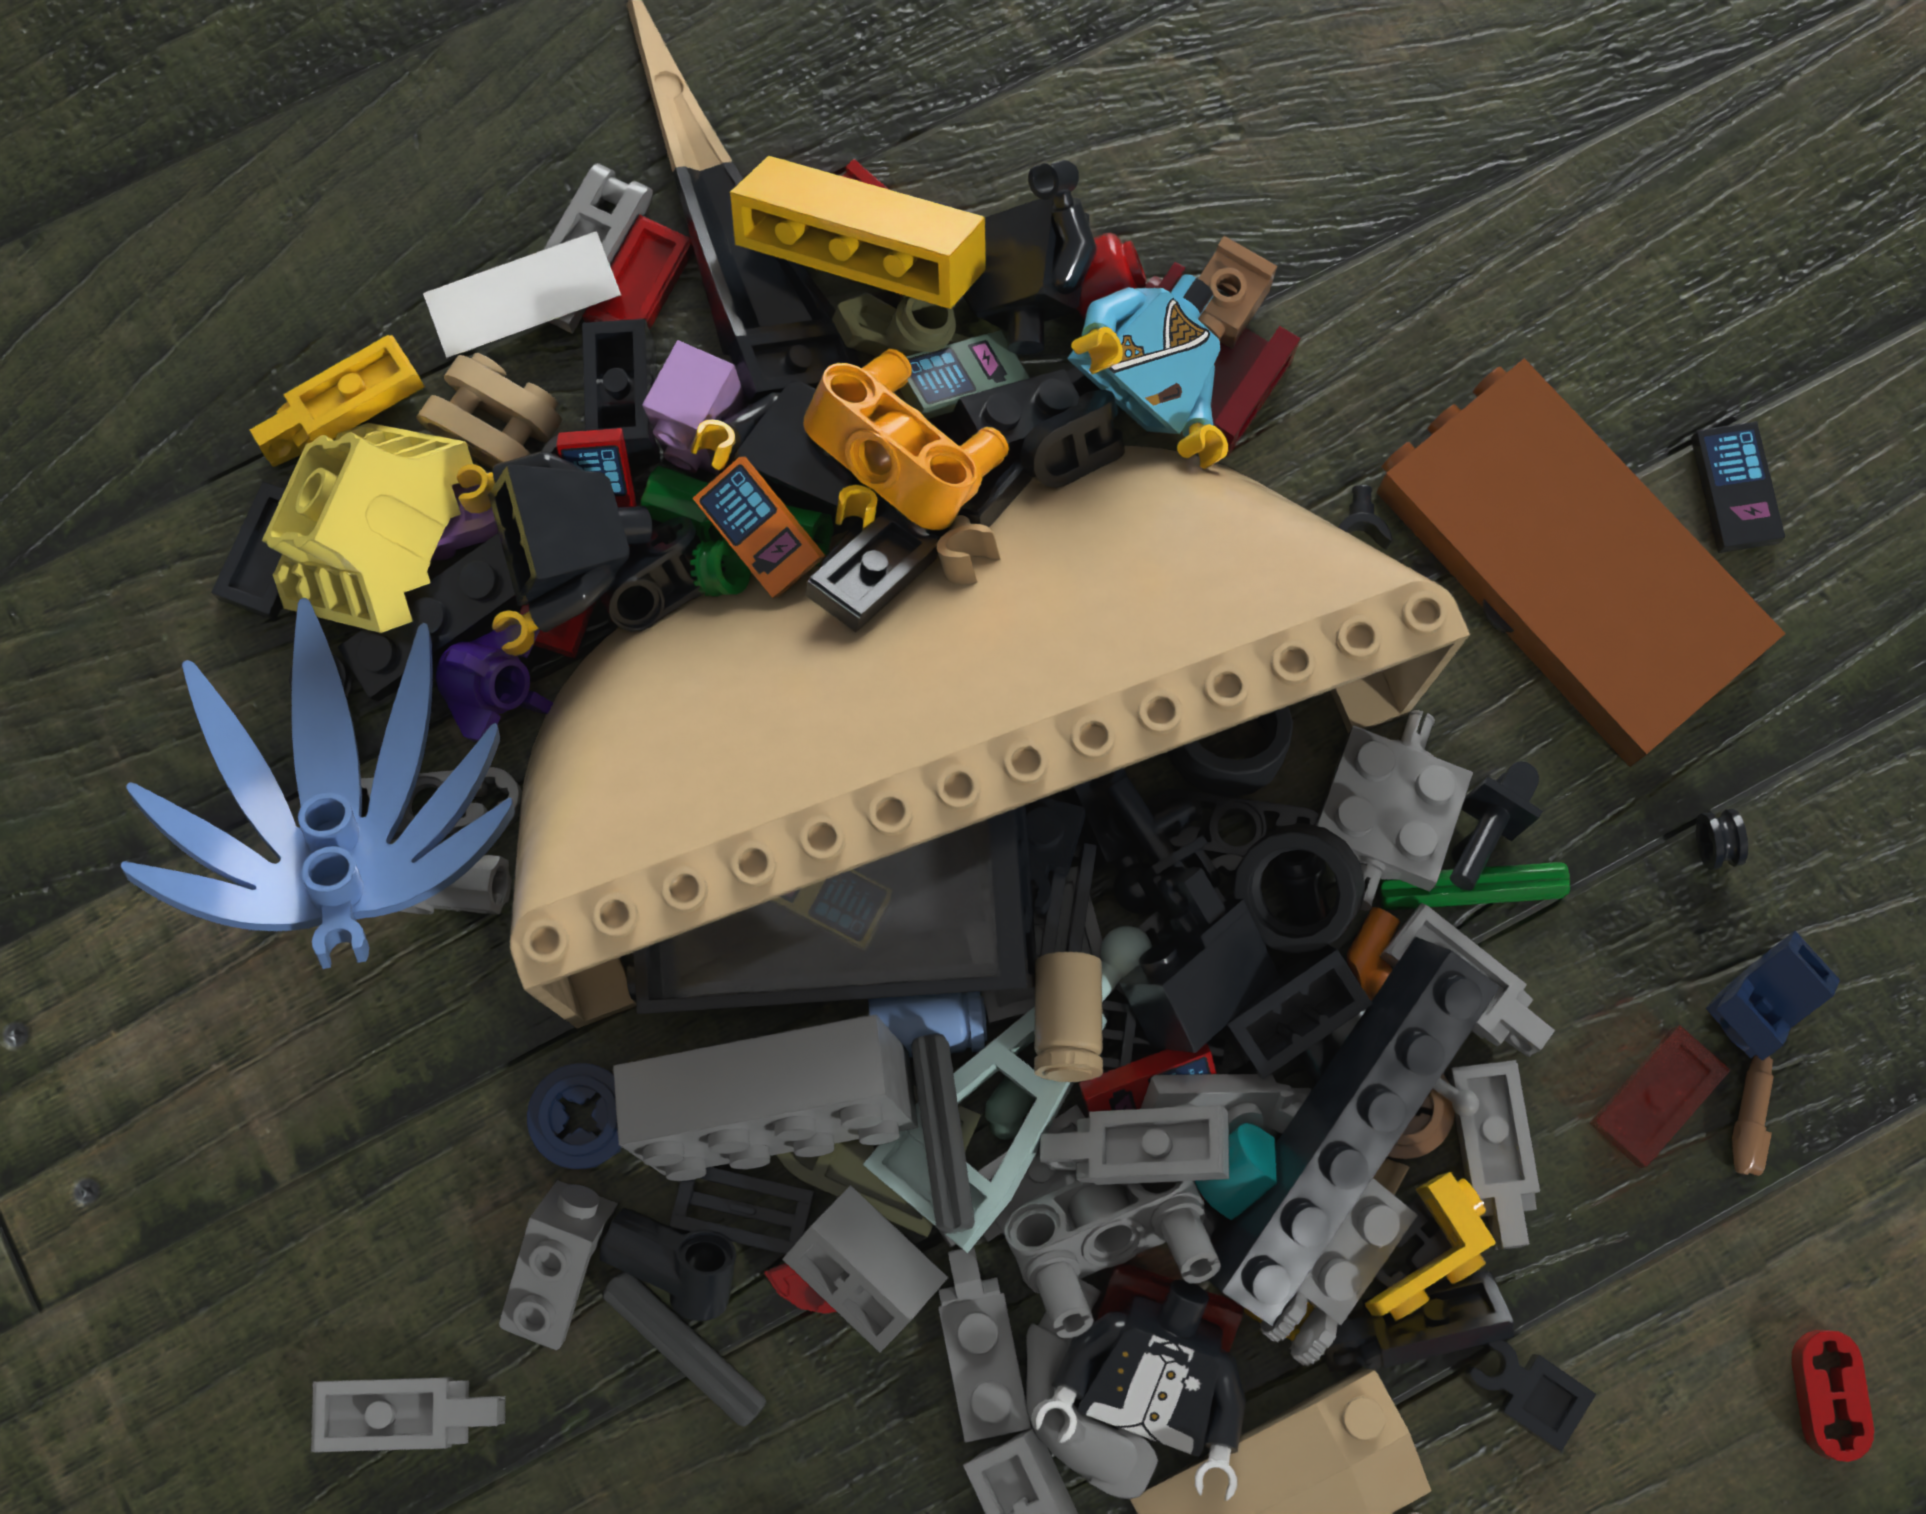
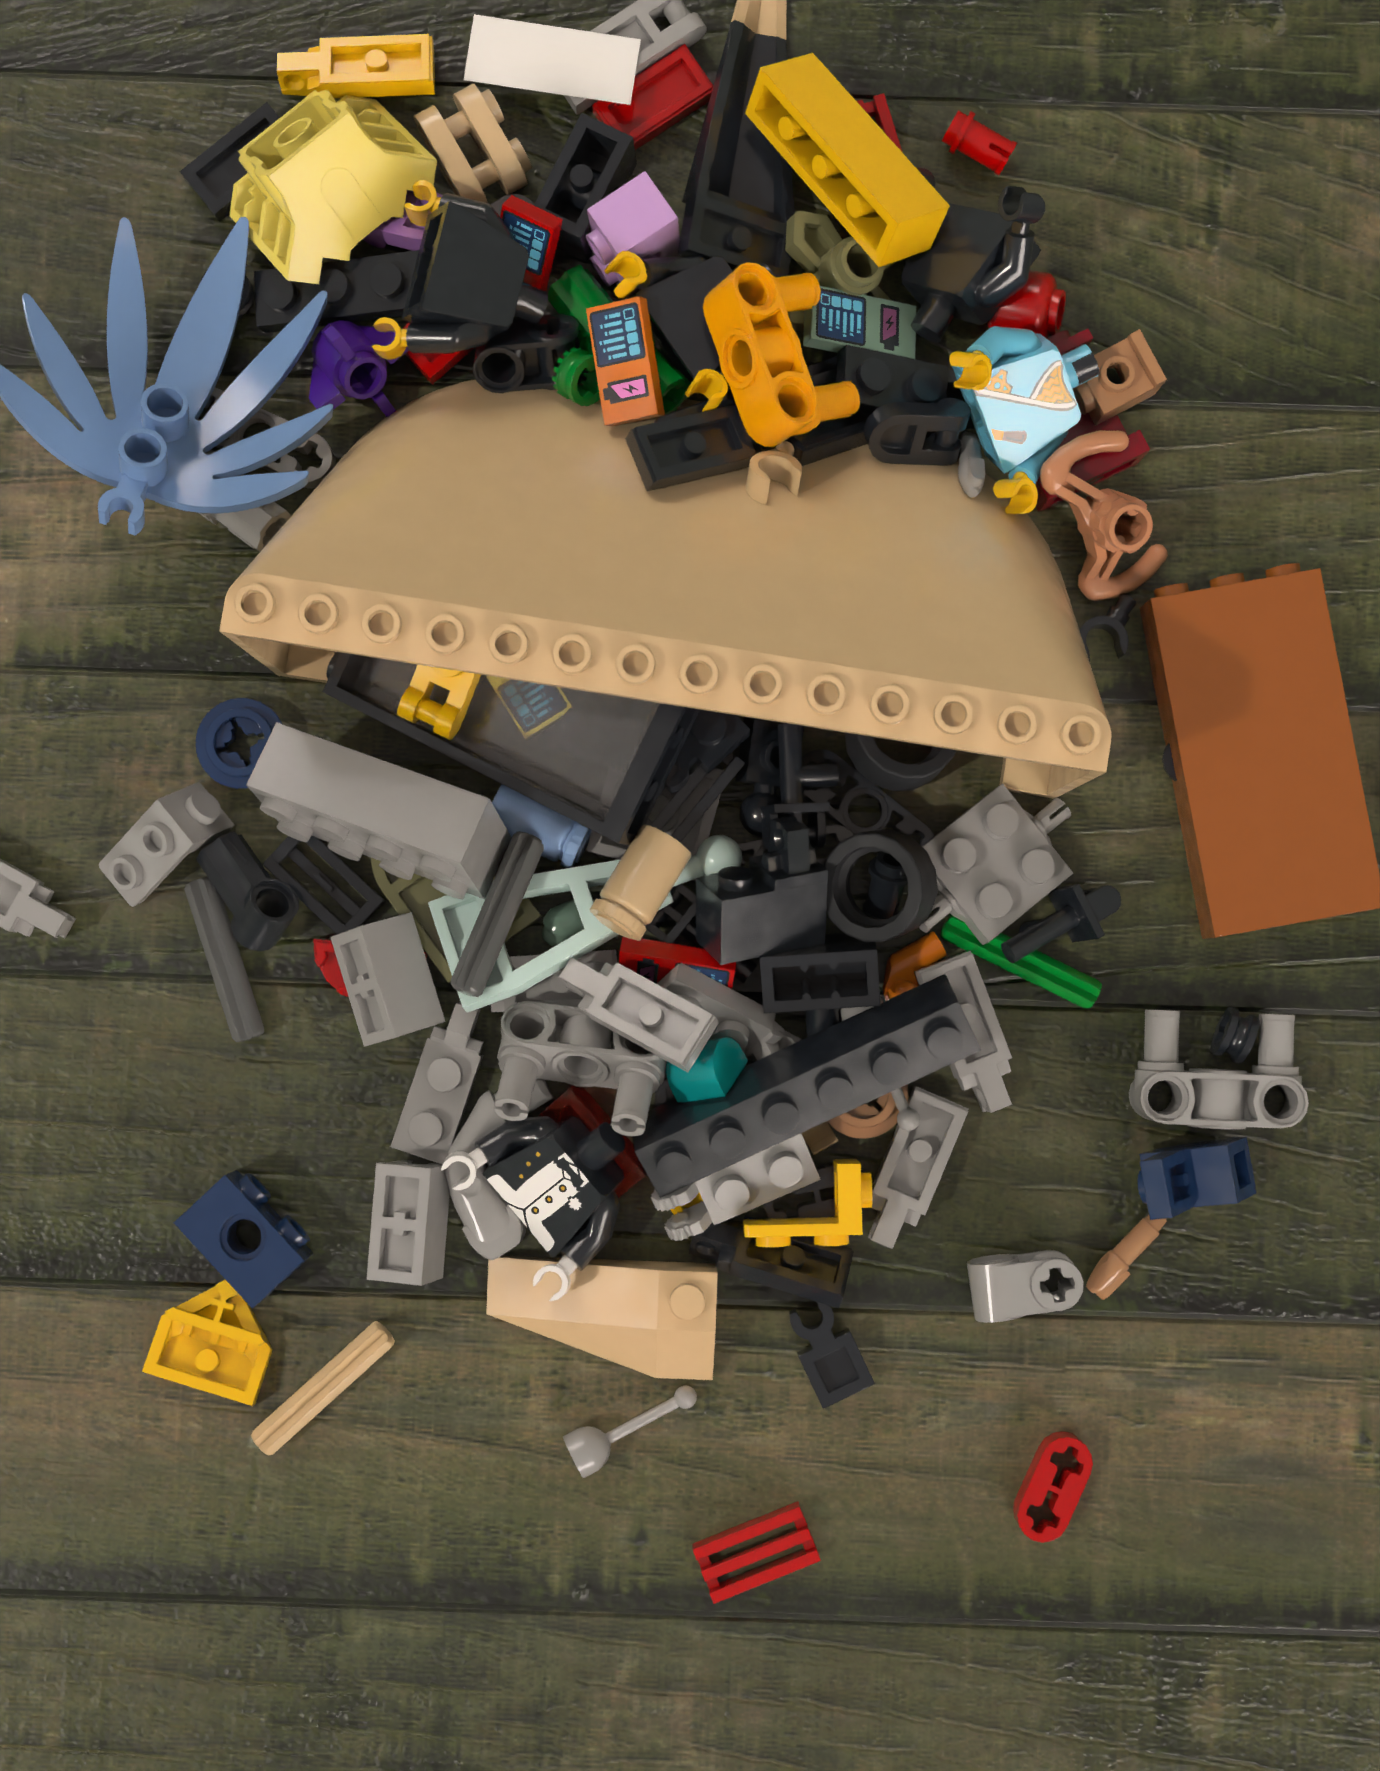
camera: 30 degrees right, 10 degrees up
(762, 920) = (445, 718): none -> yellow plate
(968, 155) = (978, 142): none -> red pin
(1144, 447) = (971, 465): none -> light grey piece
(1298, 423) = (1105, 518): none -> nougat piece
(1659, 1096) = (1062, 1198): clear red plate -> none
(1666, 1211) = (1011, 1285): none -> light grey piece
(1742, 907) = (1219, 1095): none -> light grey piece

